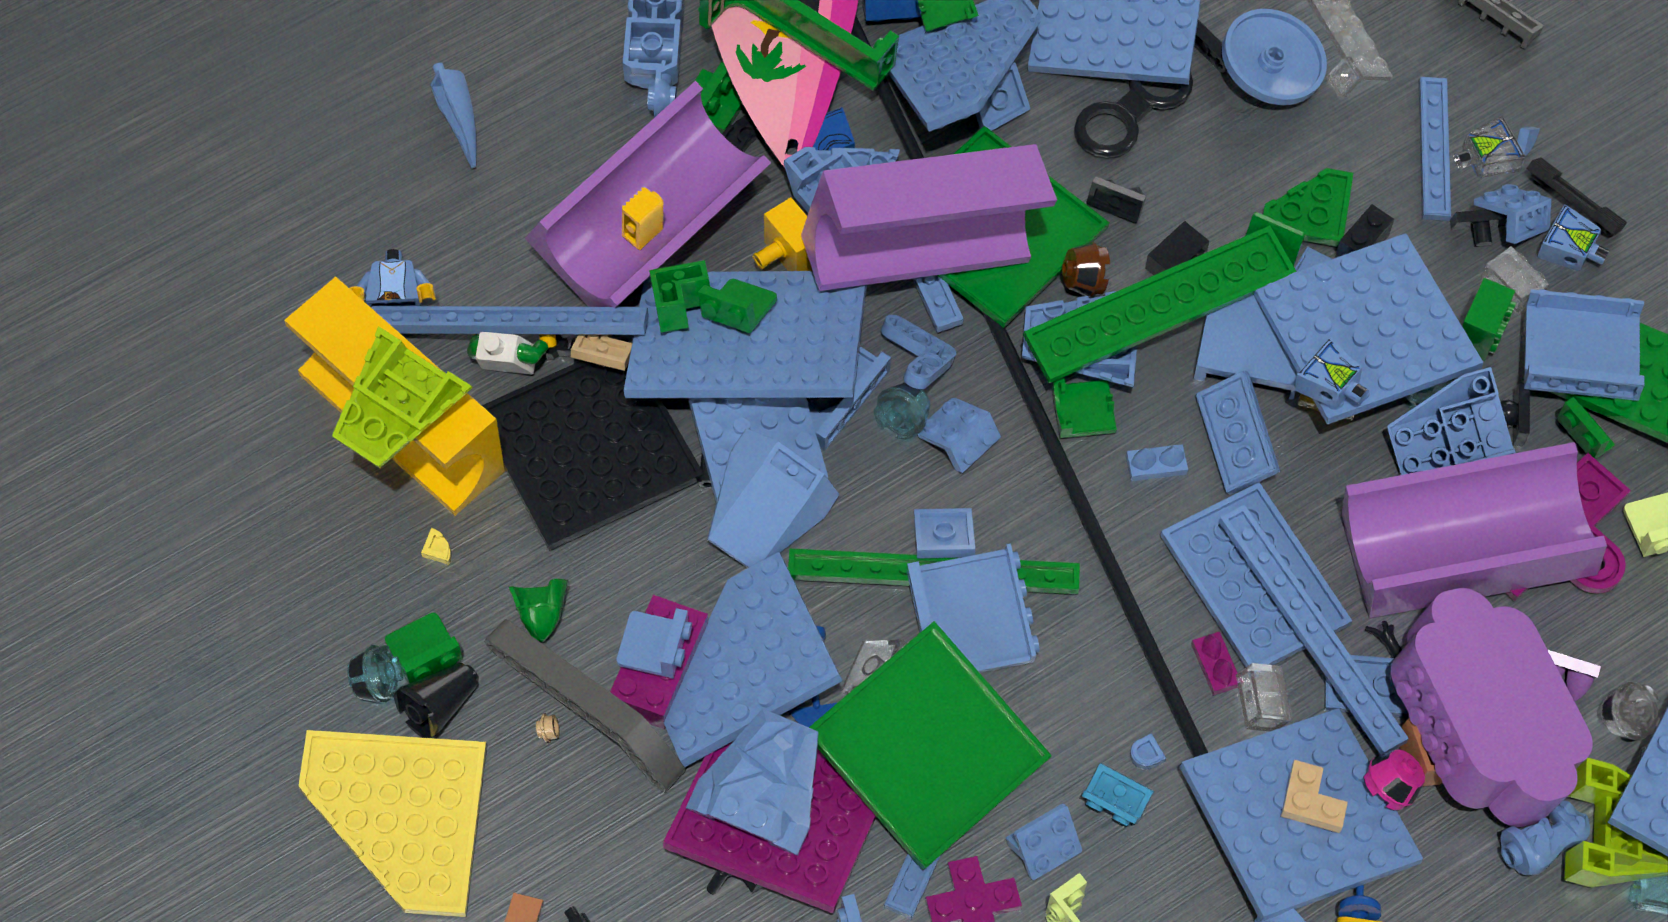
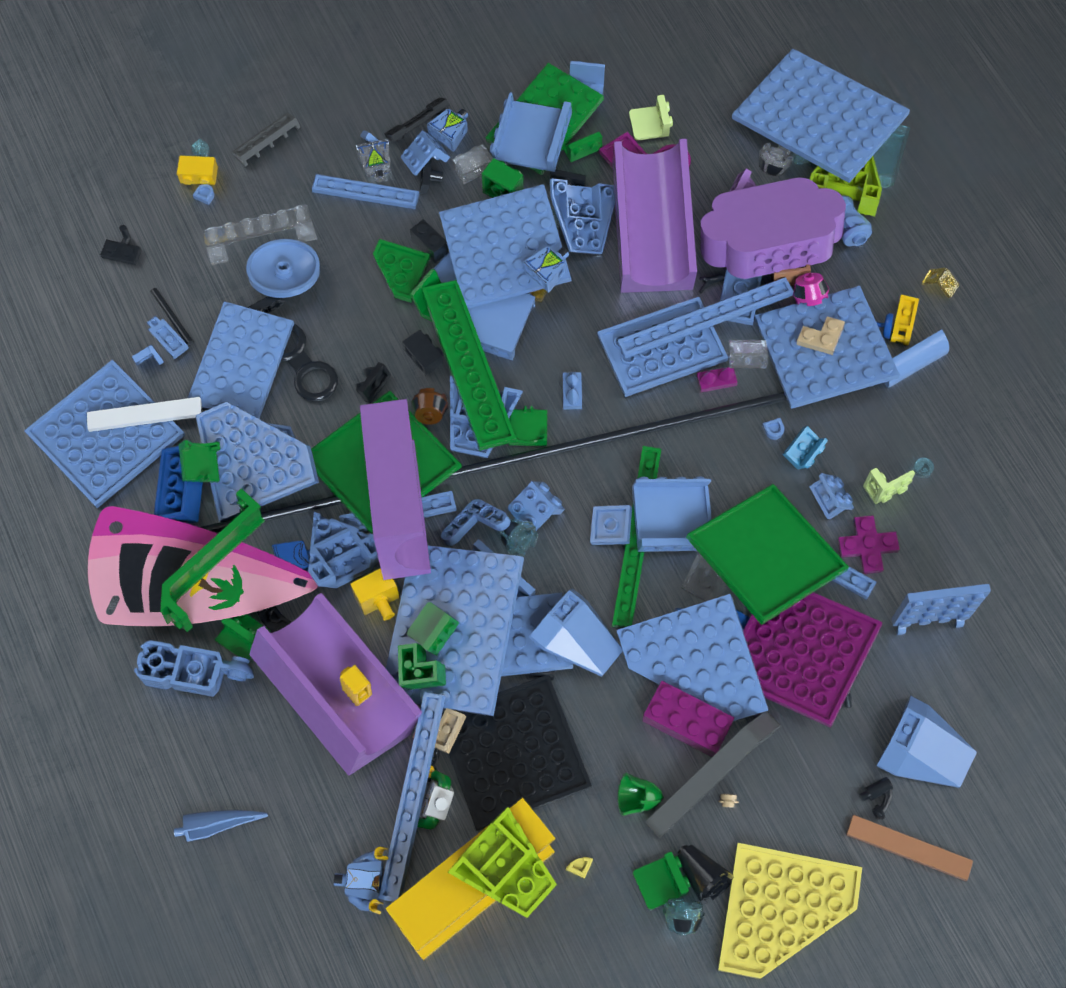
camera: 80 degrees left, 5 degrees up
(654, 642) = (687, 714): medium blue bracket -> none
(763, 782) = (797, 655): medium blue wedge -> none
(1237, 432) = (561, 337): medium blue tile -> none

